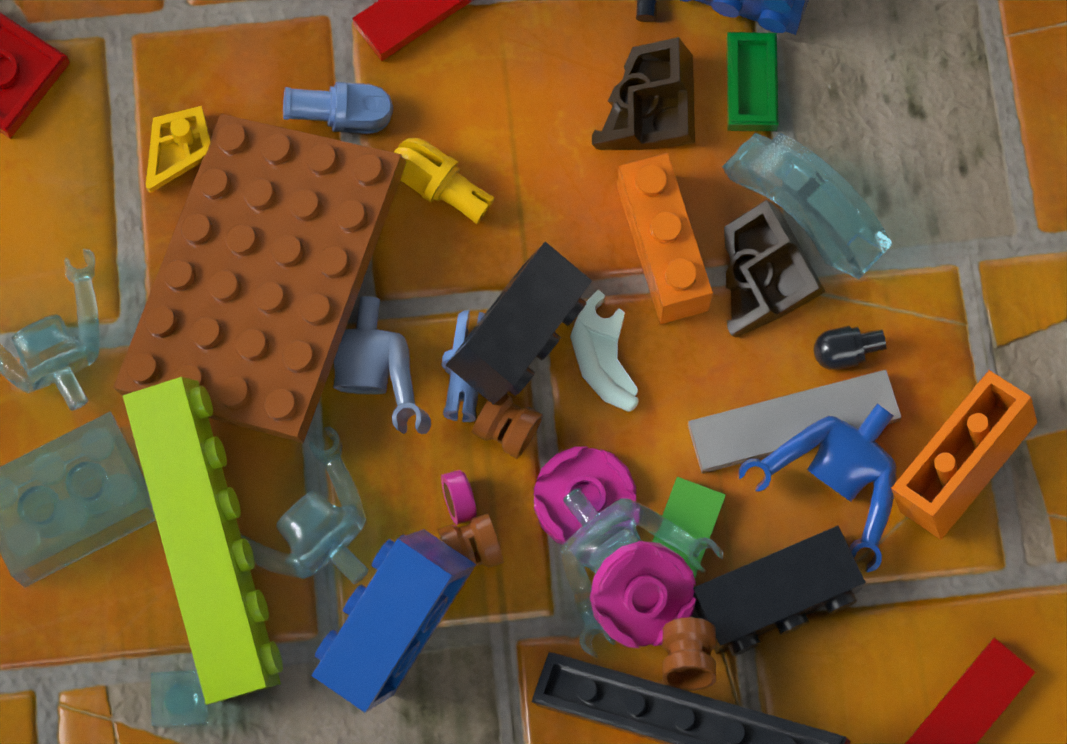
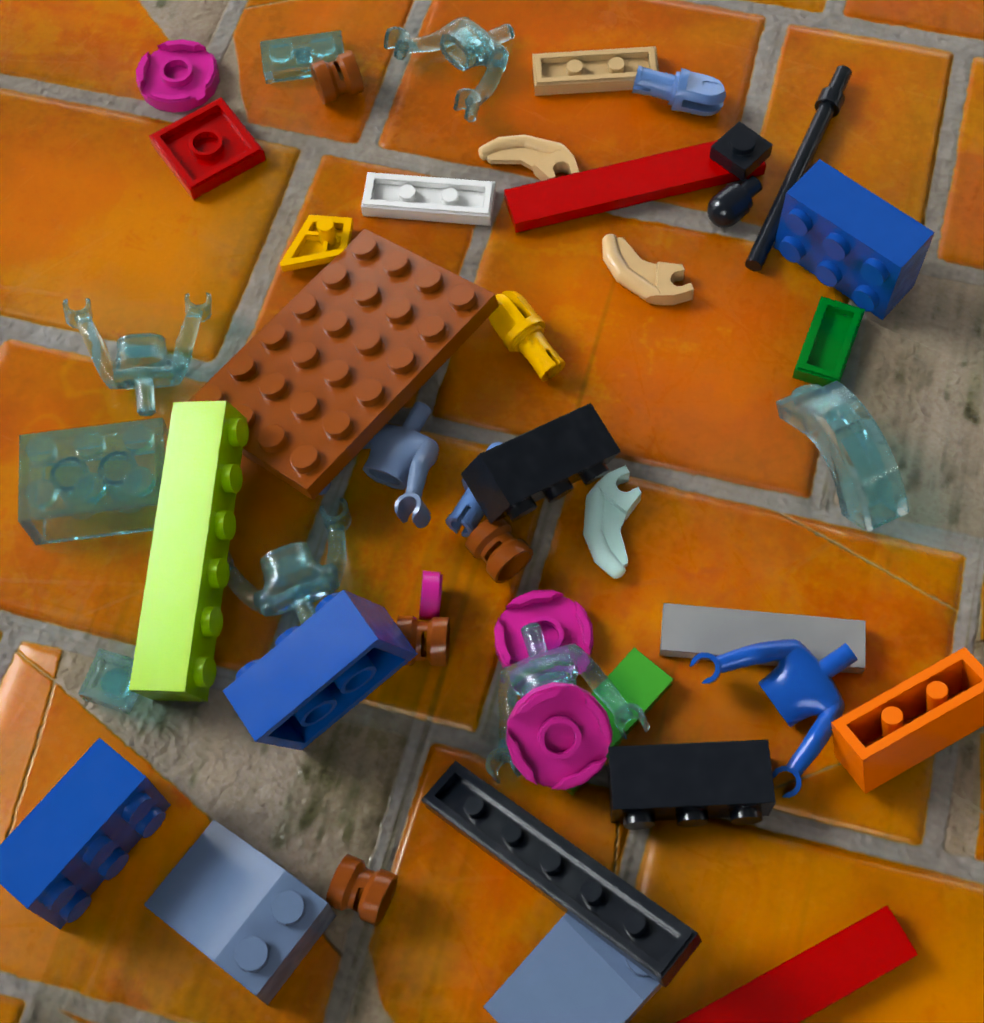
camera: 25 degrees right, 10 degrees down
(272, 53) = (428, 198): none -> white tile
(345, 107) = (467, 253): medium blue arm -> none
(537, 71) = (643, 278): none -> tan piece
(652, 100) = (734, 330): dark brown slope -> none
(664, 238) = (700, 441): orange brick -> none
(689, 654) = (581, 799): dark orange wheel -> none
(765, 269) = (784, 500): dark brown slope -> none
(846, 347) = (835, 589): black cylinder -> none

